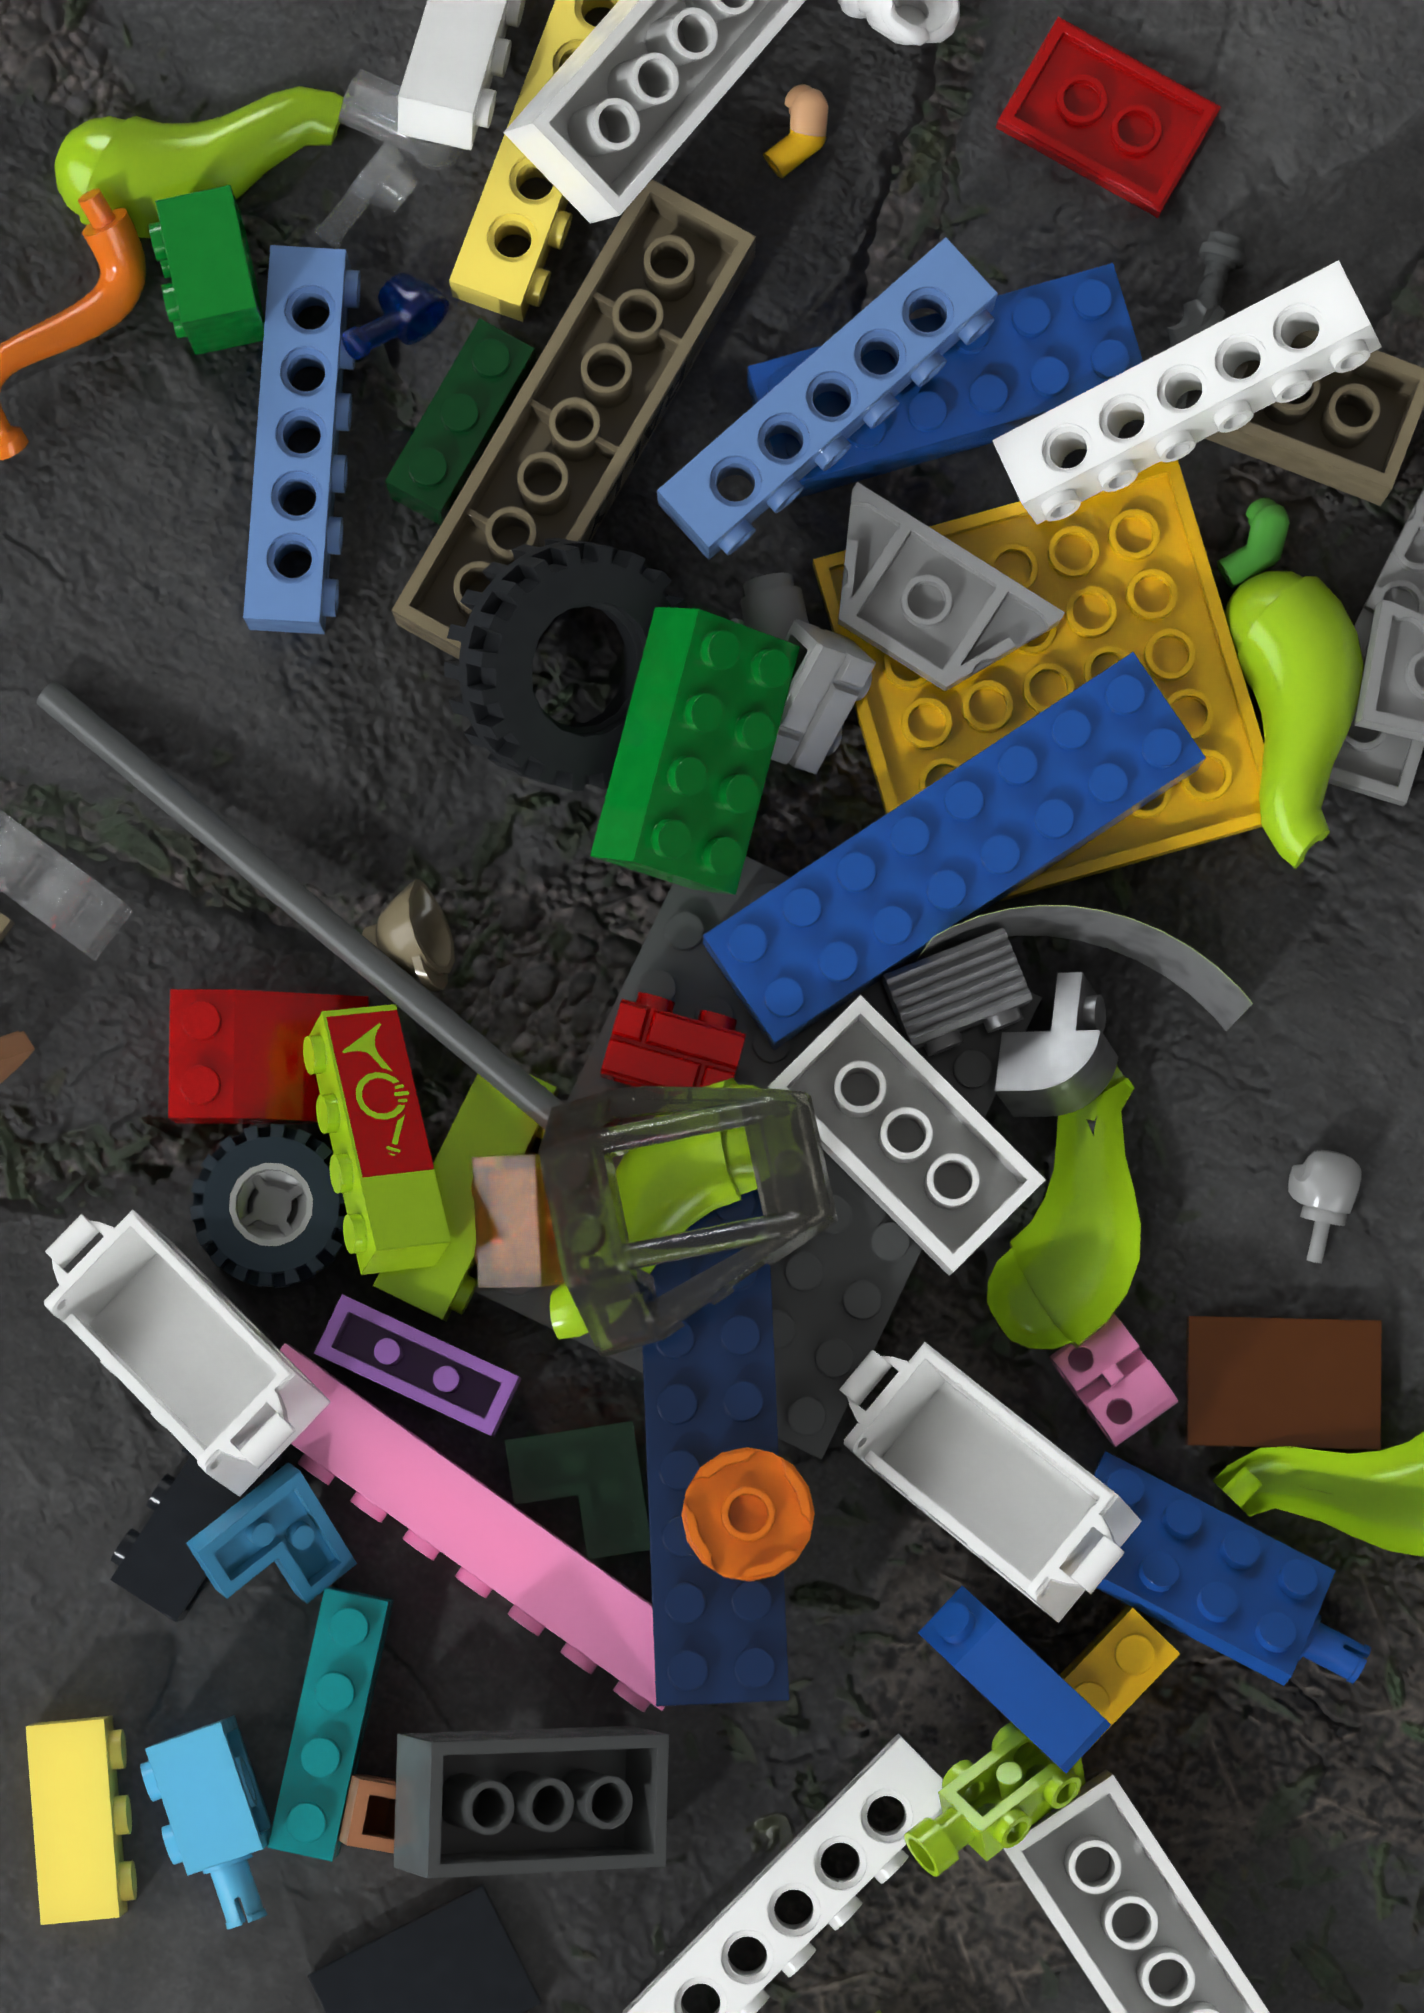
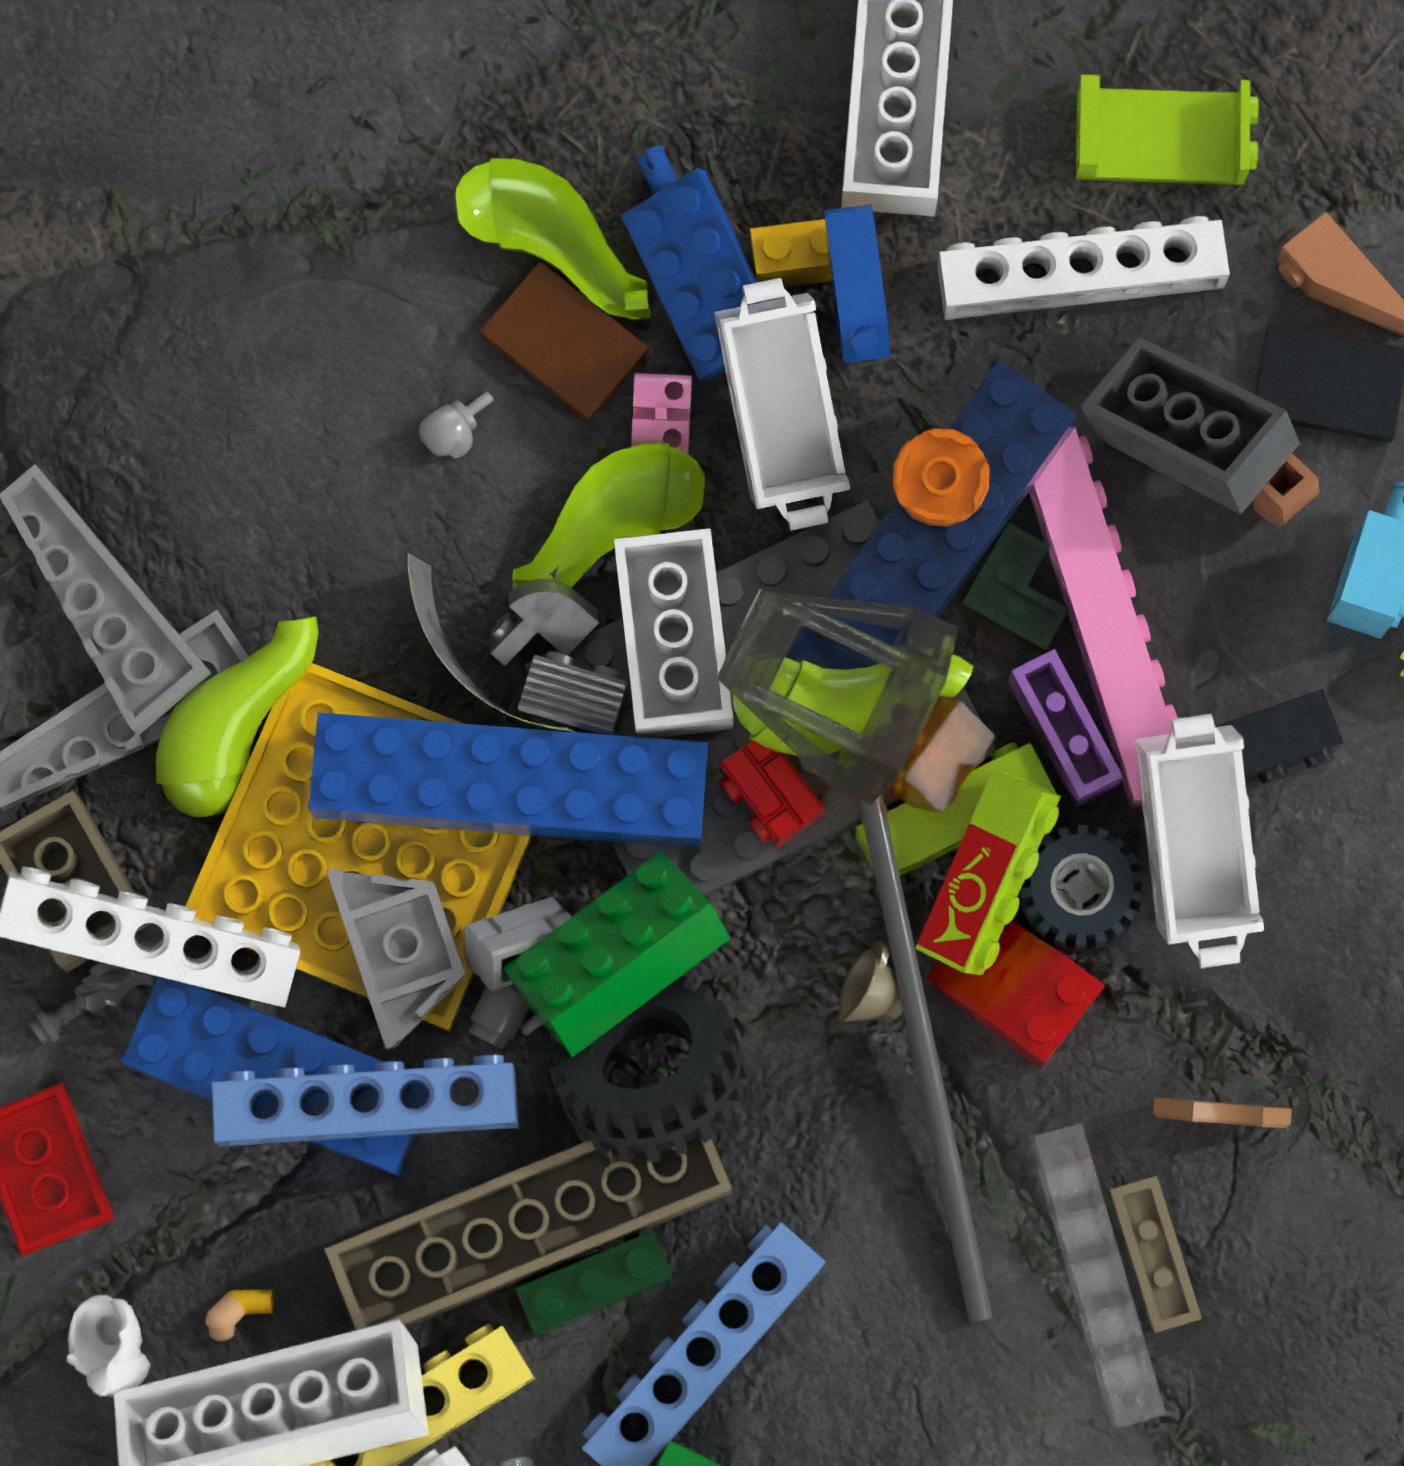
camera: 140 degrees left, 5 degrees down
(279, 1525) = (1232, 700): dark azure plate -> none
(330, 1722) = (1272, 566): teal brick -> none
(410, 313) = (570, 1385): clear blue bar -> none
(993, 1801) = (916, 237): lime brick -> none
(1264, 545) = (171, 829): bright green arm -> none

